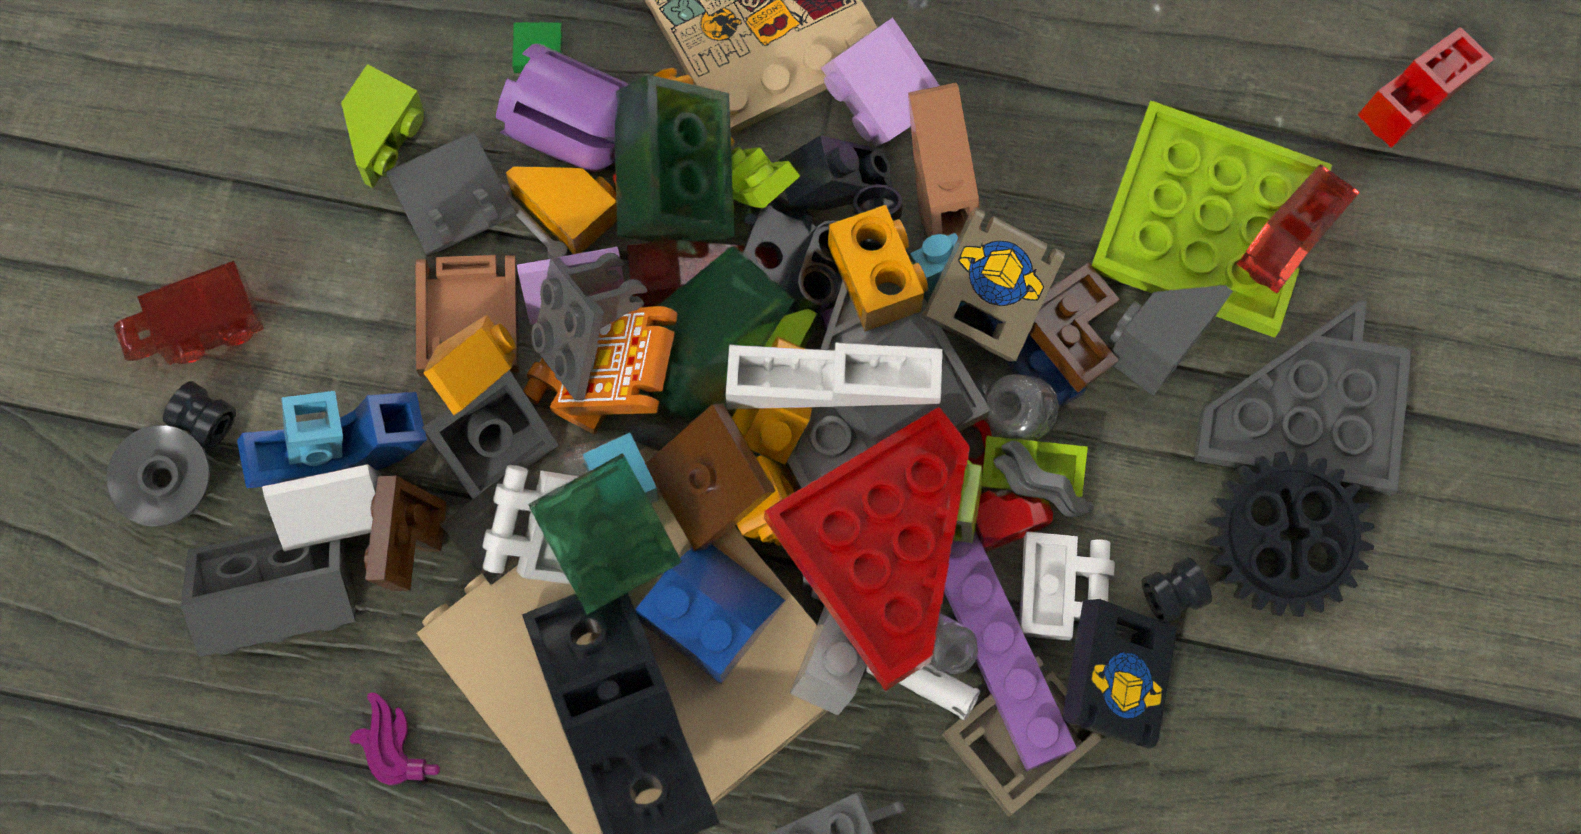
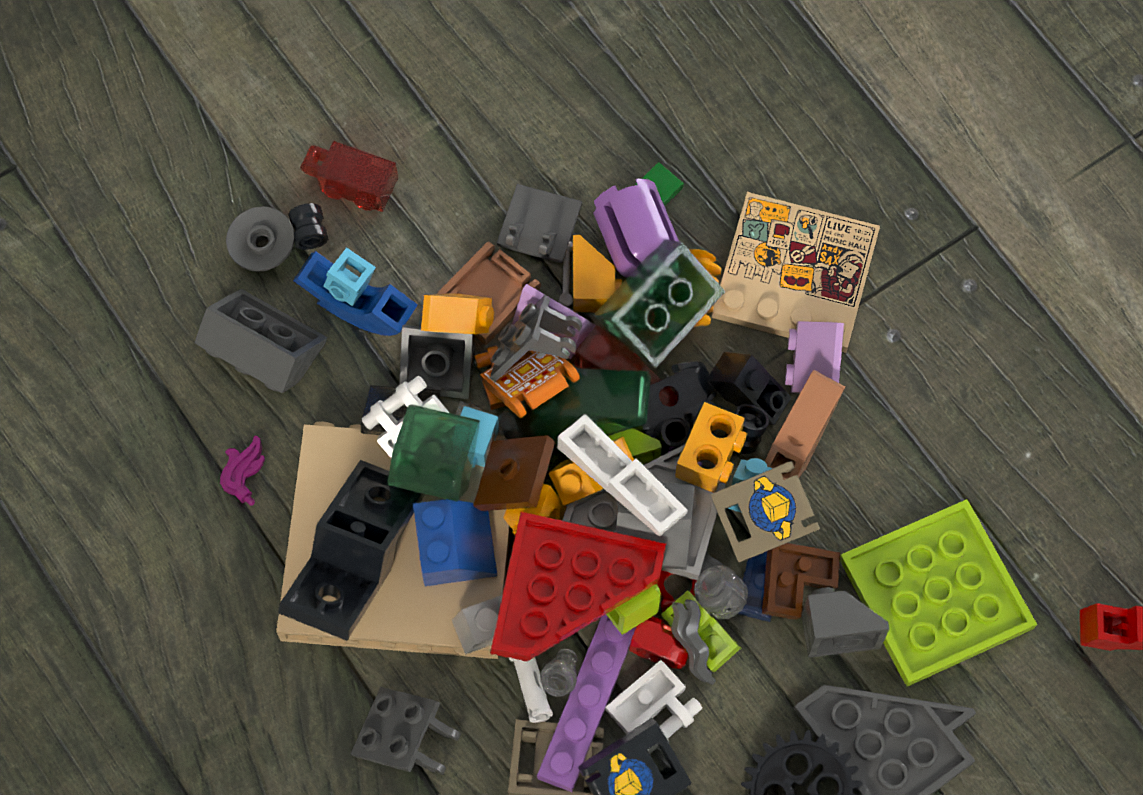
camera: 50 degrees right, 5 degrees down
(322, 506) = (323, 324): white slope -> none
(378, 120) = (537, 154): lime slope -> none
(402, 521) = (346, 361): reddish brown plate -> none
(758, 179) = (701, 348): lime slope -> none
(1175, 591) = (708, 763): black wheel -> none
(1297, 228) = (973, 635): clear red slope -> none

